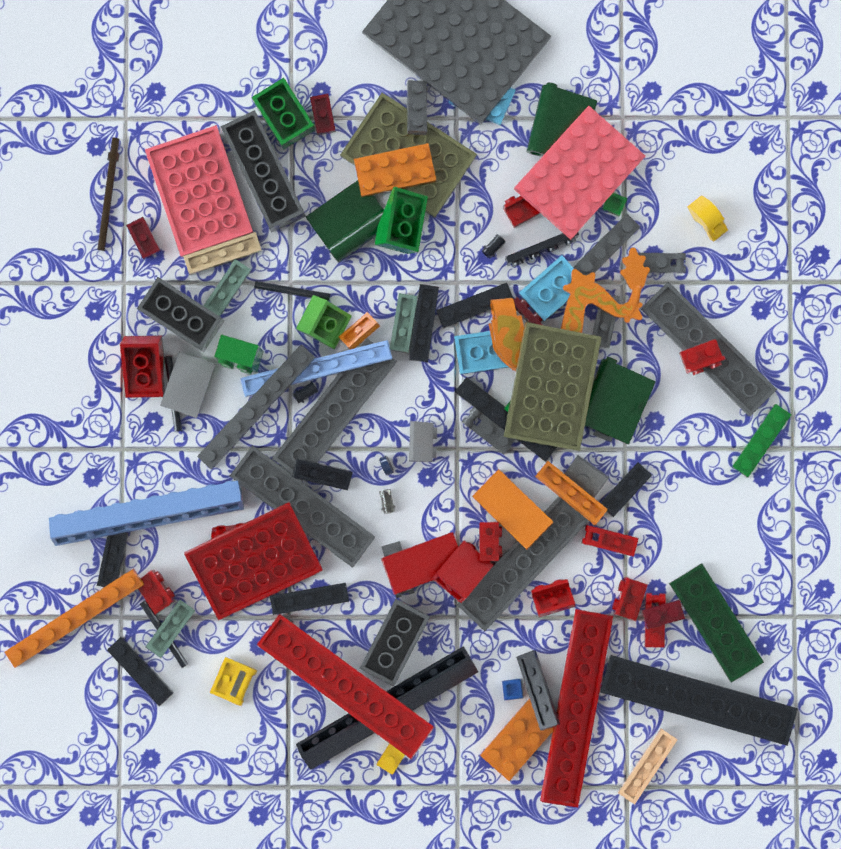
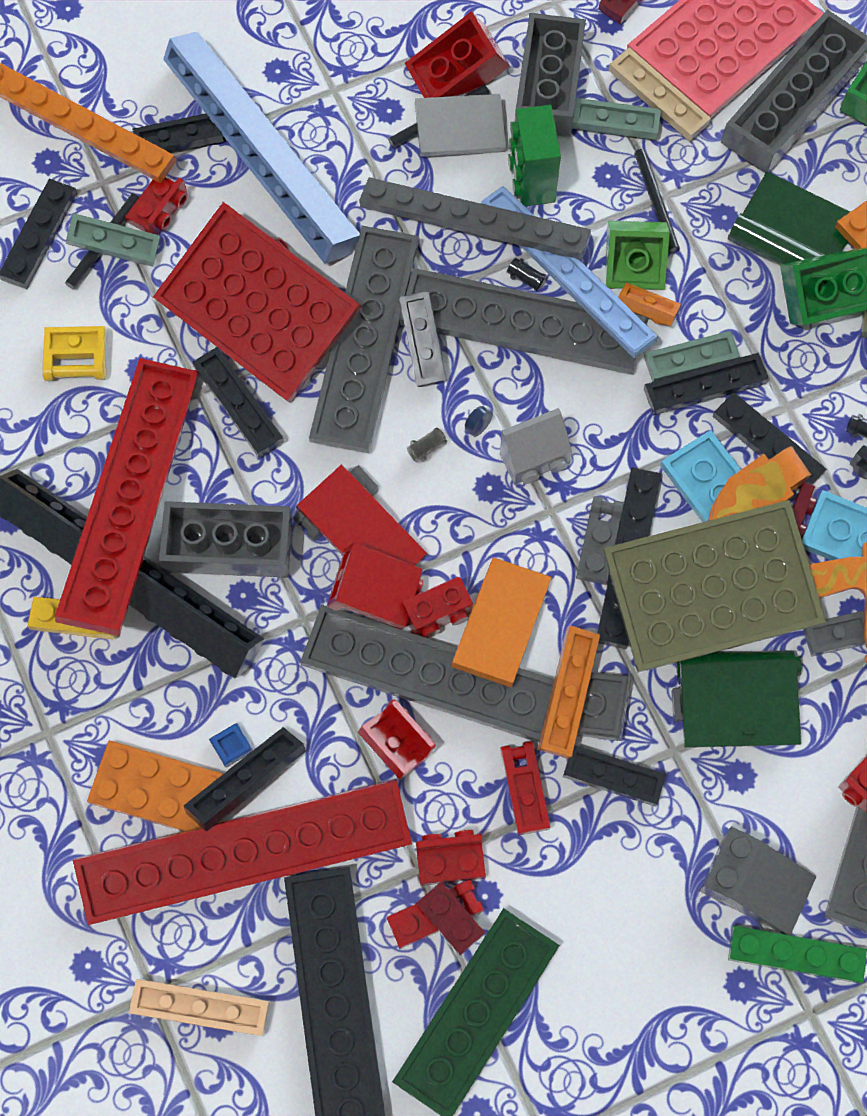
camera: 60 degrees right, 15 degrees down
(716, 442) = (758, 881): none -> dark grey slope

